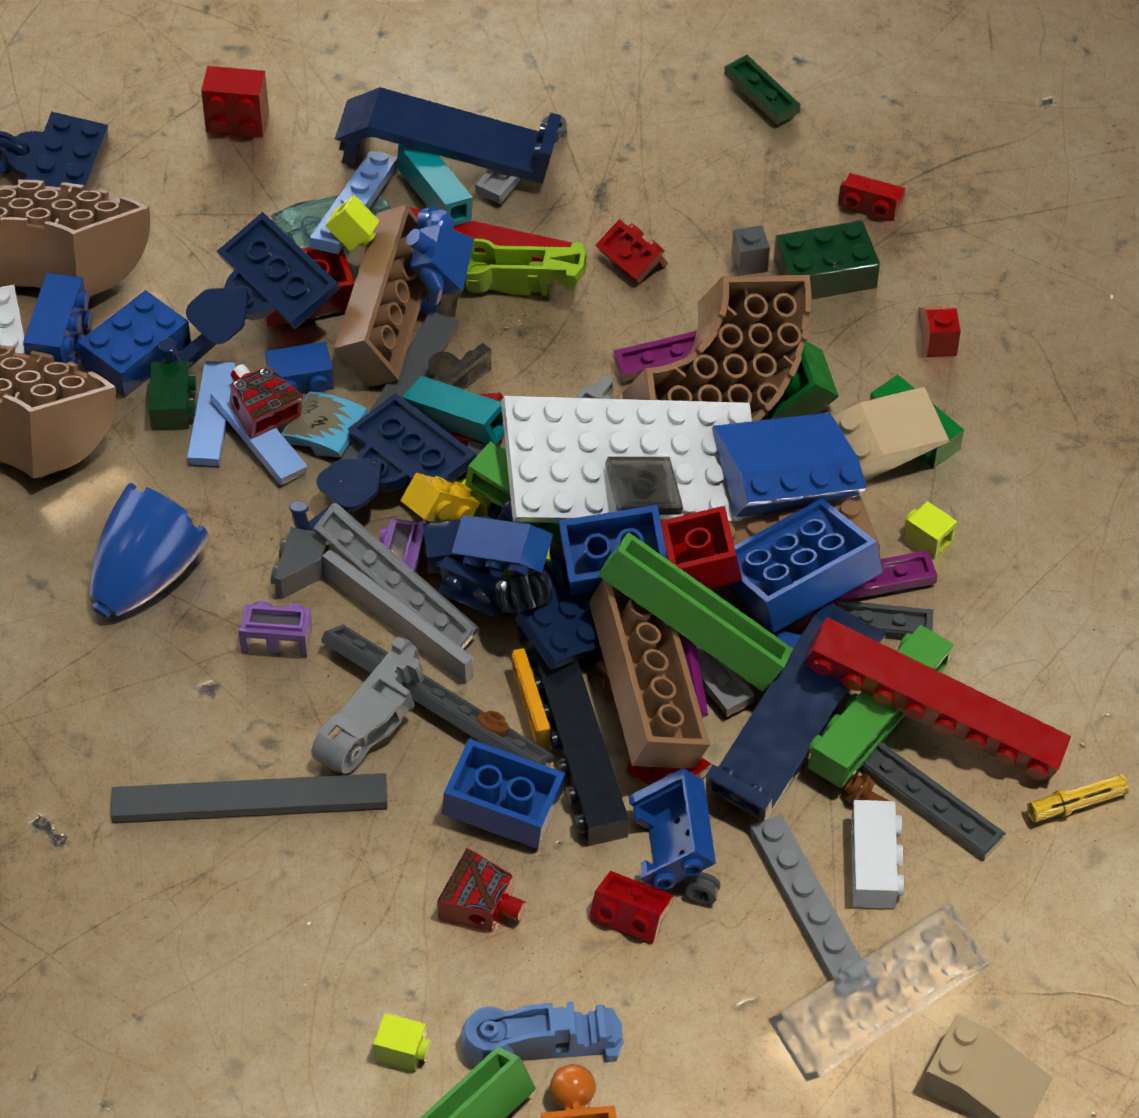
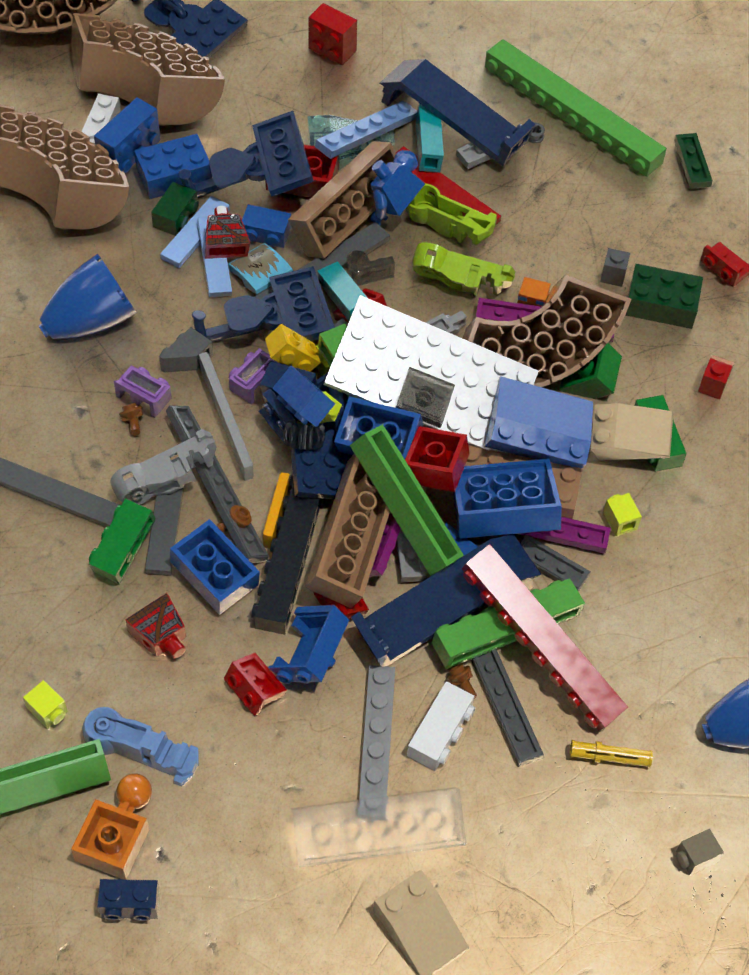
camera: 25 degrees right, 5 degrees up
(277, 663) = (131, 413): none -> dark orange plate
(352, 223) = (347, 141): neon yellow brick -> none
(369, 814) = (121, 540): none -> green brick
(393, 574) = (236, 390): light grey tile -> none
(410, 786) = (164, 533): none -> dark grey tile
(569, 328) = (460, 271): none -> lime piece
(583, 78) = (575, 107): none -> bright green brick
(630, 251) = (534, 234): red bracket -> none
(675, 318) = (533, 292): none -> orange brick
(703, 888) = (309, 694): dark grey bush -> none

